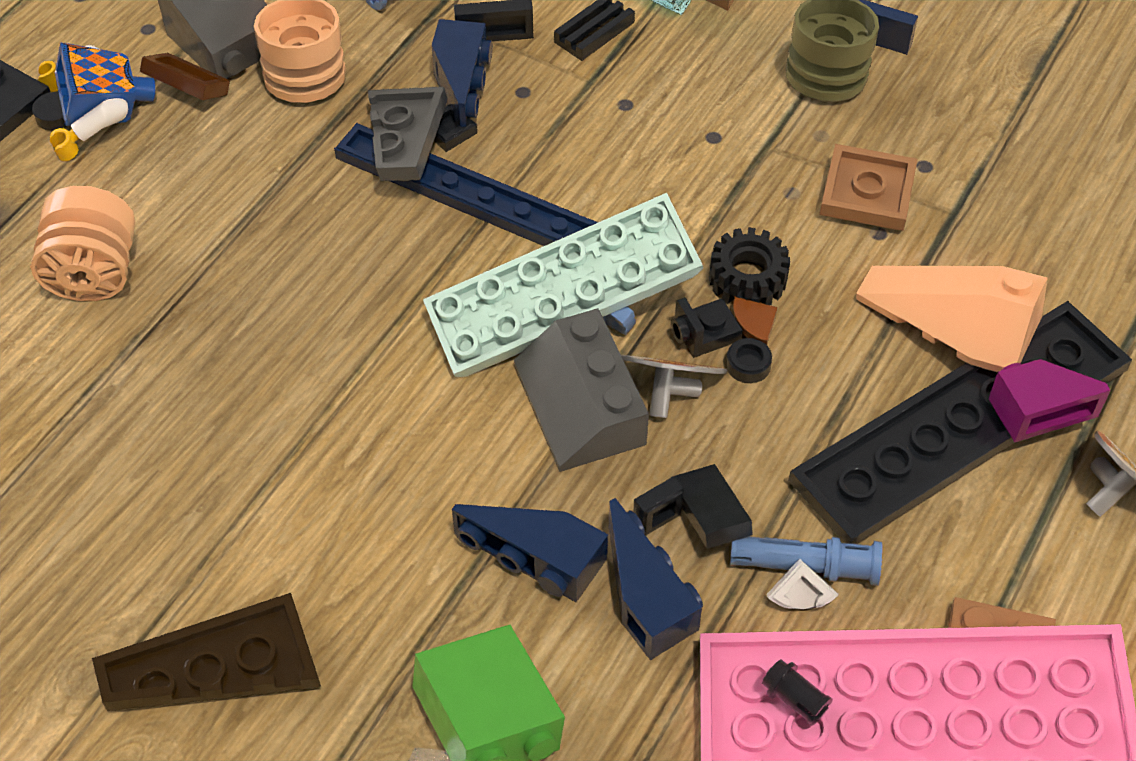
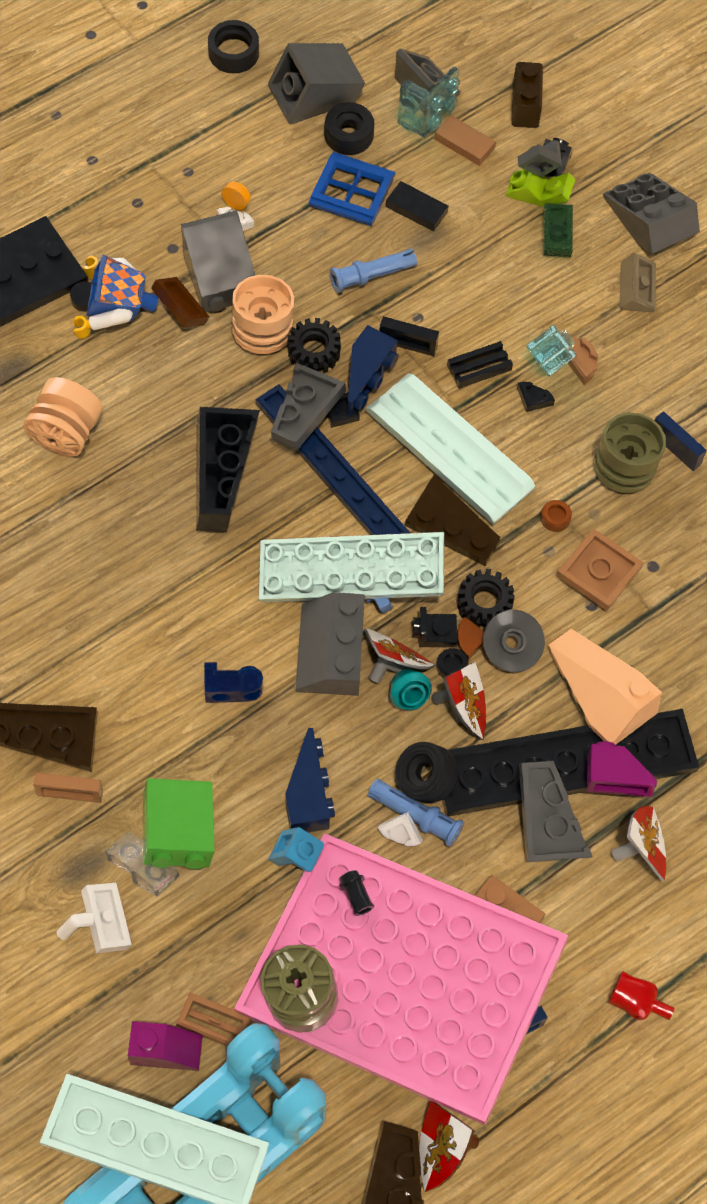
camera: 20 degrees right, 10 degrees up
(296, 720) = (68, 787): none -> medium nougat tile
(323, 226) = (221, 457): none -> black wedge
(375, 54) = (317, 332): none -> black tyre
(485, 483) = (232, 685): none -> clear blue leg
(543, 544) = (261, 739): dark blue slope -> none
(611, 119) = (451, 448): none -> light aqua plate
(630, 184) = (445, 512): none -> dark brown wing
(659, 504) = (340, 741): black tile -> none
(671, 667) = (297, 848): none -> dark azure bracket
(677, 39) = (534, 396): none -> black tile
(713, 507) = (373, 754): black tile -> none
(715, 405) = (410, 689): none -> teal cone
(771, 490) = (443, 772): none -> black tyre
(778, 150) = (556, 515): none -> dark orange tile
(791, 393) = (466, 697): none -> shield
(824, 290) = (526, 633): none -> dark grey dish
(988, 495) = (548, 819): none -> dark grey wing

